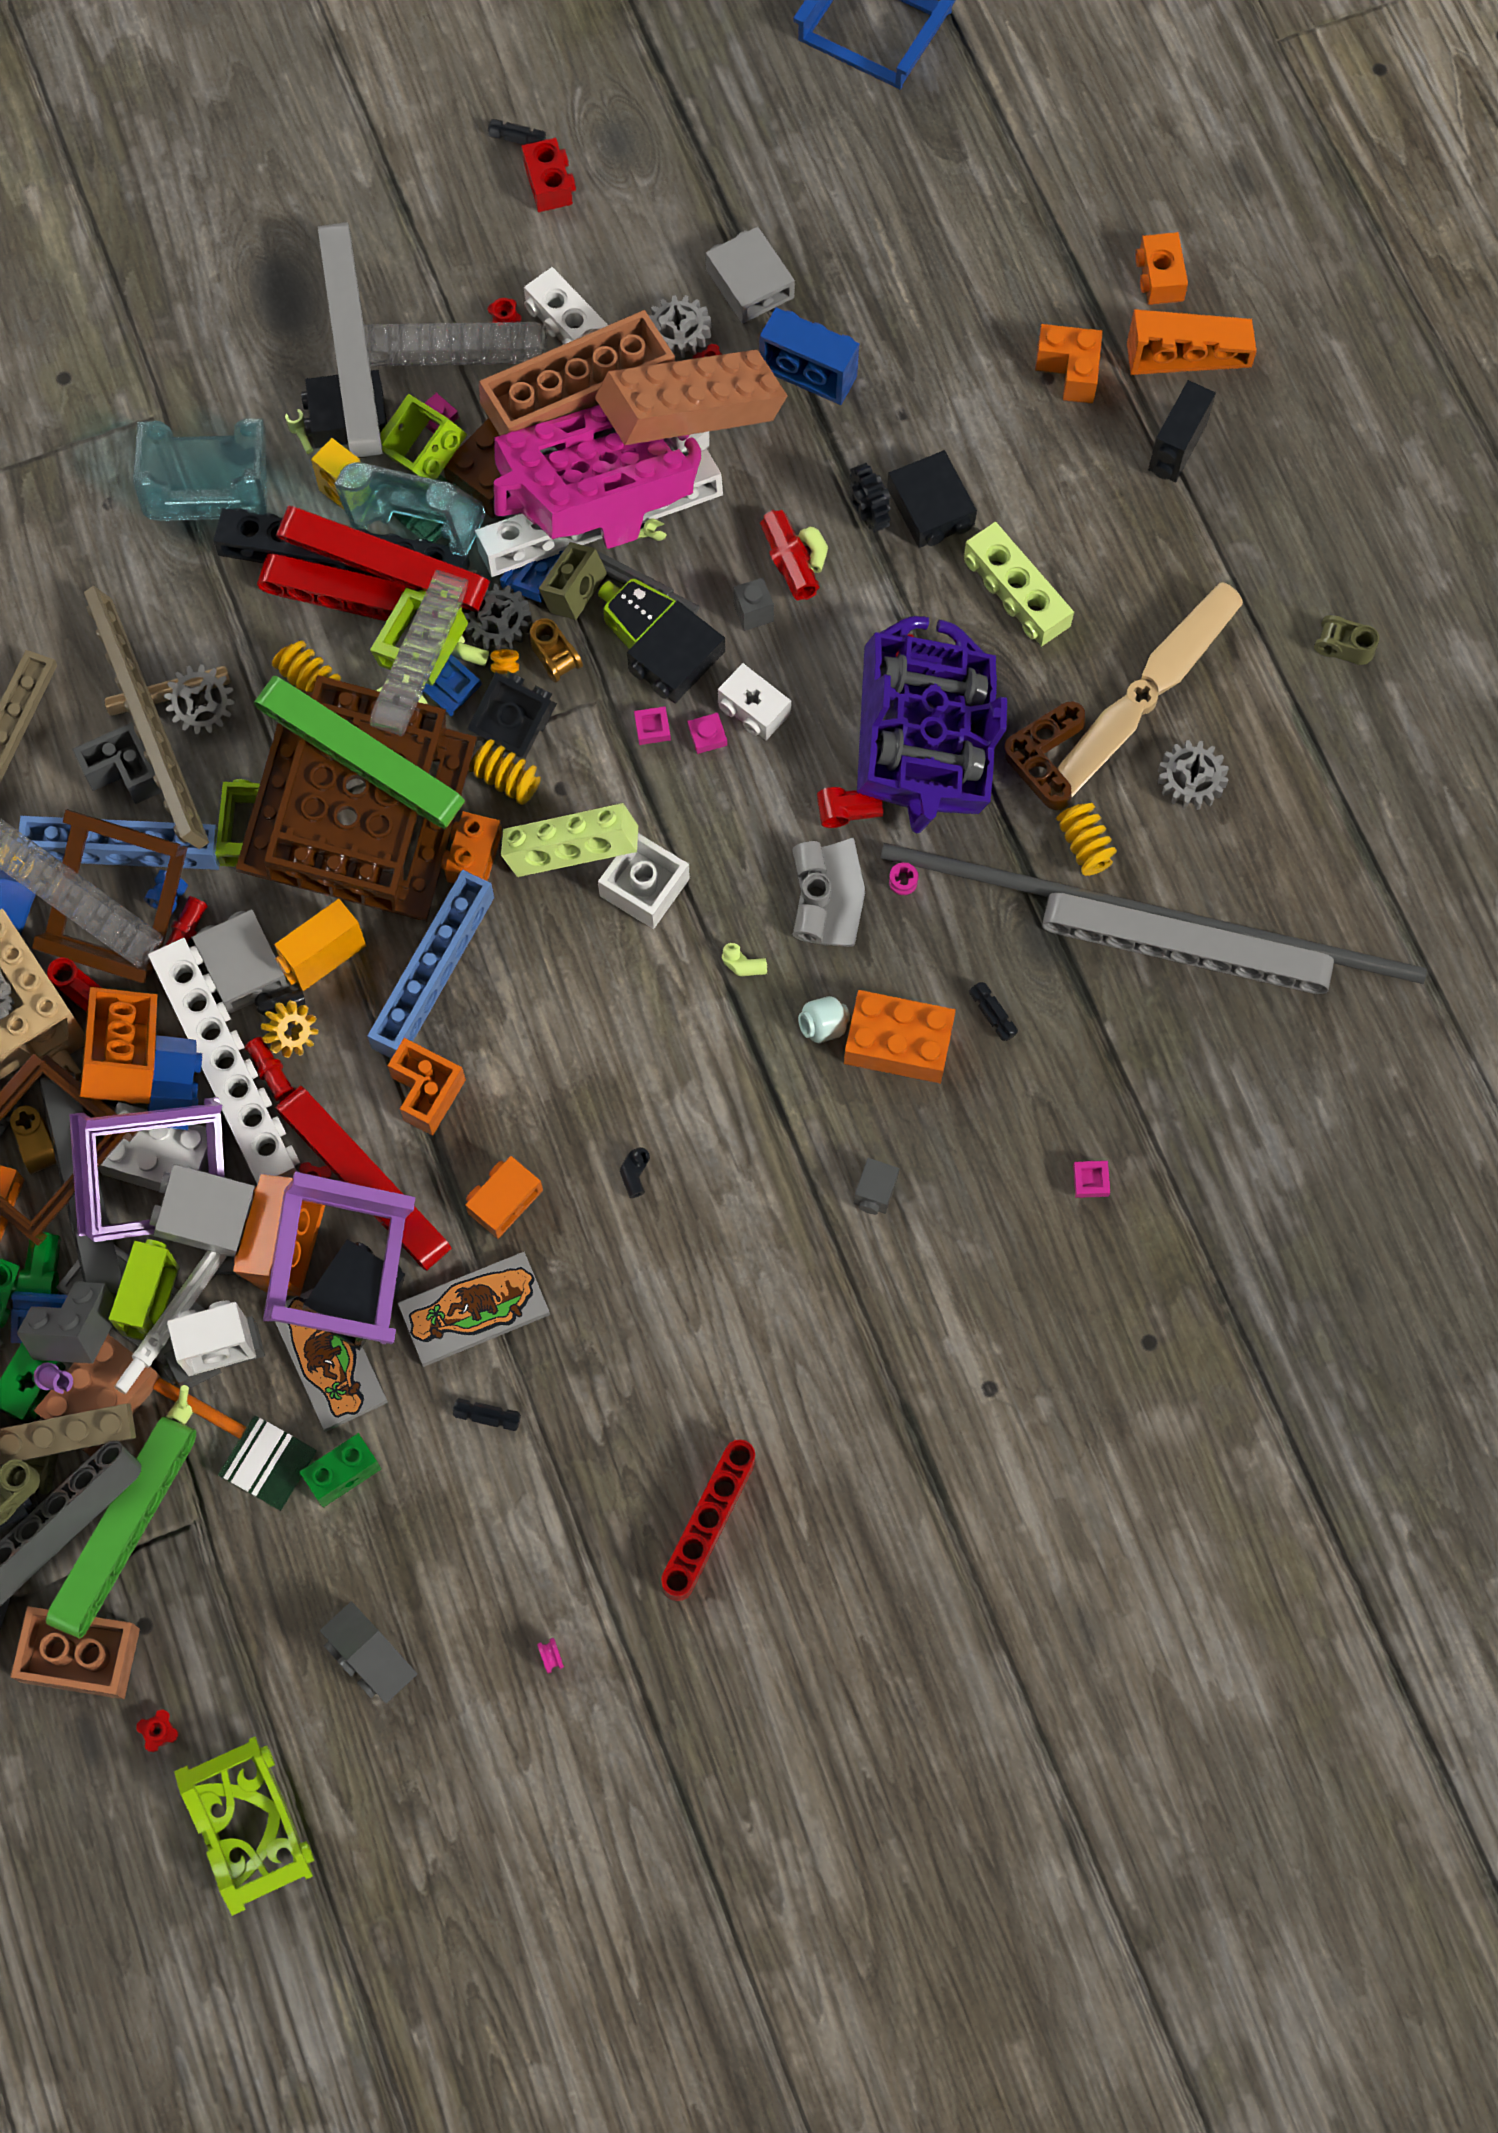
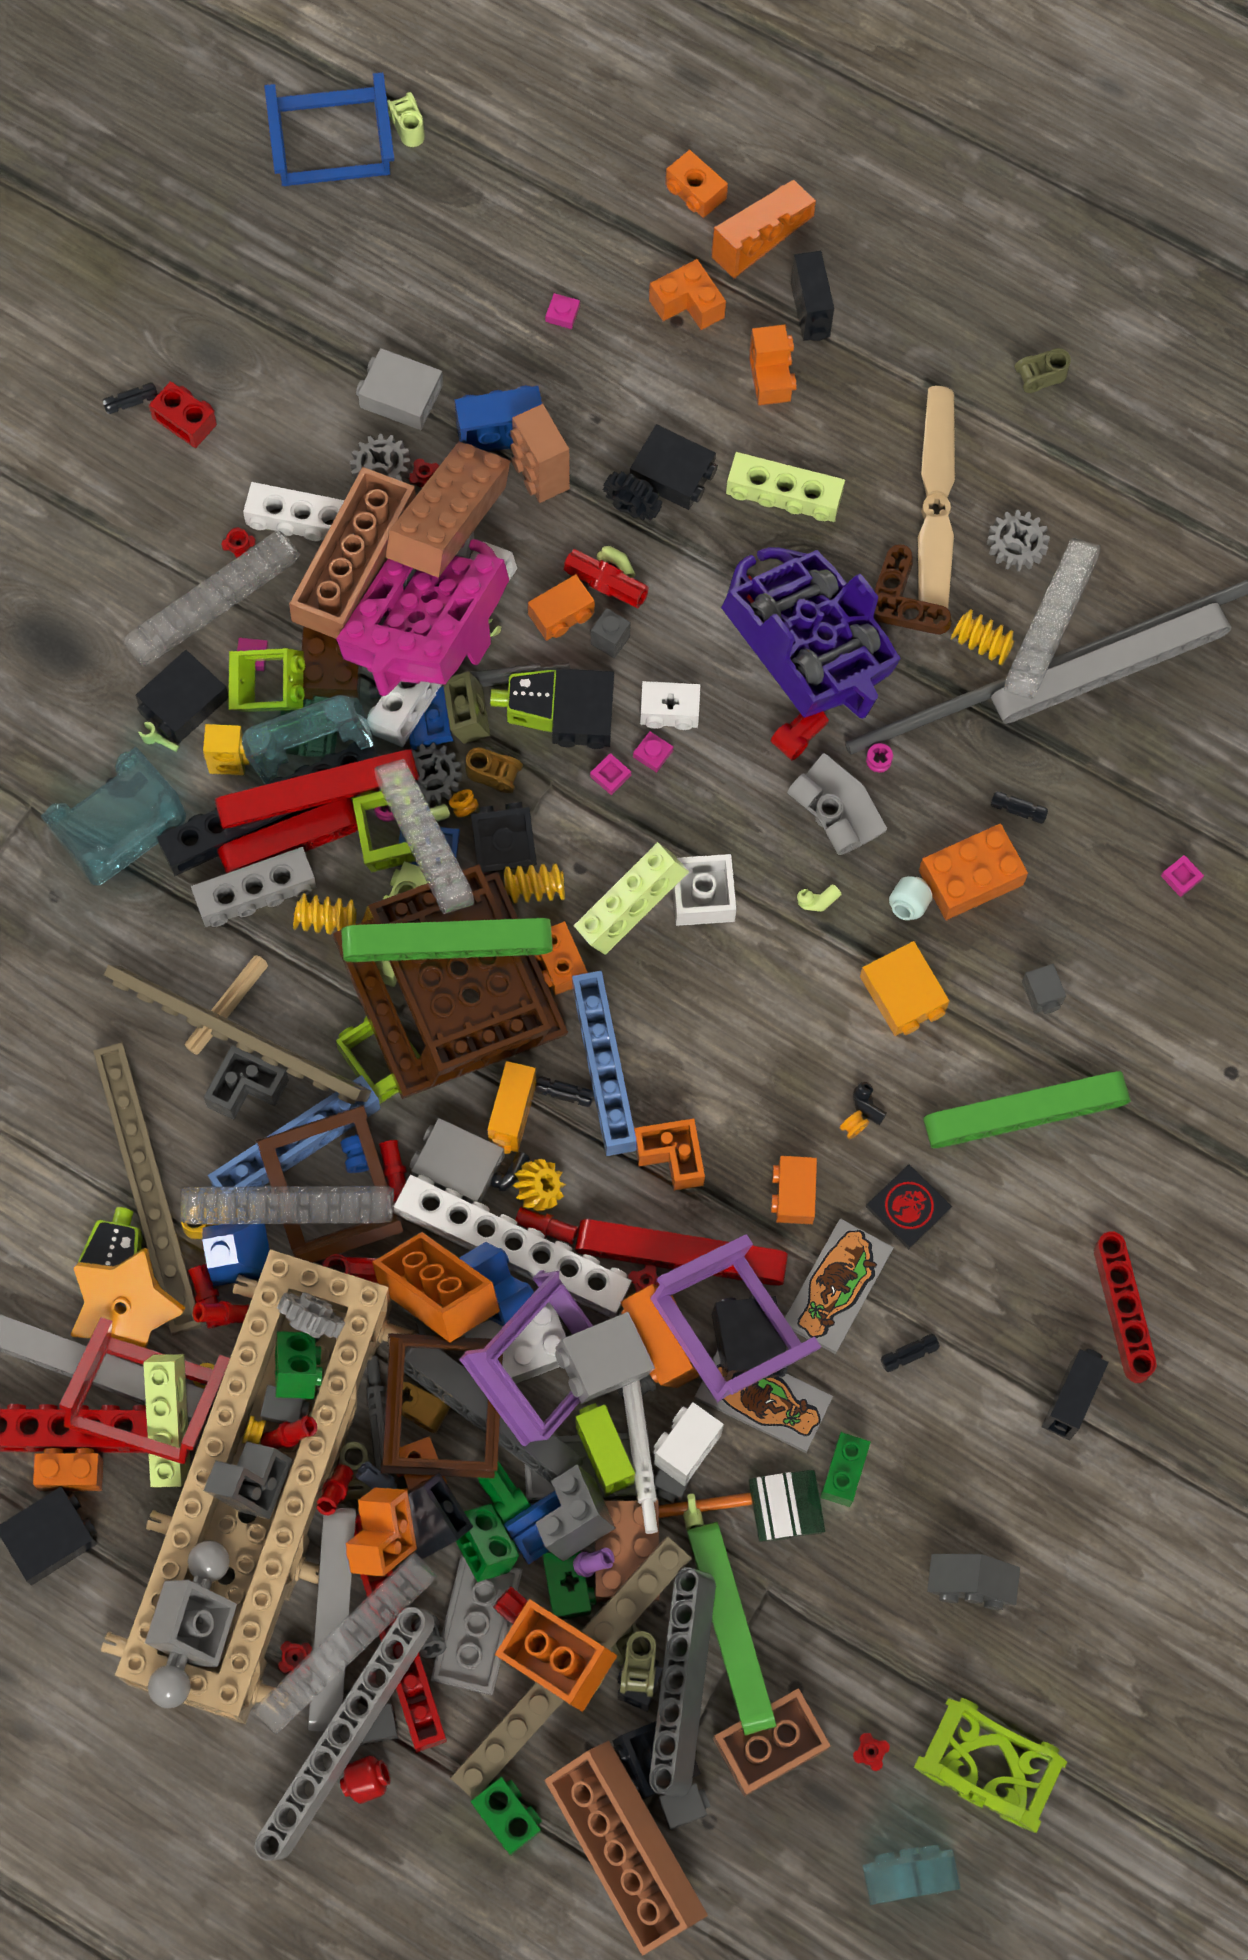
camera: 40 degrees left, 0 degrees up
(93, 1864) = (911, 1874): none -> clear light blue brick
(185, 691) = (259, 981): light grey gear -> none
(259, 596) = (262, 874): none -> light grey brick
(349, 340) = (148, 641): light grey beam -> none
(380, 964) = (564, 1091): none -> black axle
(550, 1655) = (1096, 1483): dark pink bush -> none
(594, 1287) = (908, 1206): none -> tile
(594, 1559) = (1075, 1393): none -> black brick
(605, 1180) = (854, 1124): none -> light orange bush
(728, 552) = (561, 608): none -> orange brick
(750, 1095) = (905, 989): none -> light orange brick
(771, 1281) = (1026, 1109): none -> bright green beam
(814, 404) = (540, 453): none -> nougat brick
(951, 50) = (407, 120): none -> yellowish green piece
(951, 302) = (562, 311): none -> dark pink plate
(1096, 465) = (770, 364): none -> orange brick
(1161, 863) = (1052, 618): none -> clear beam

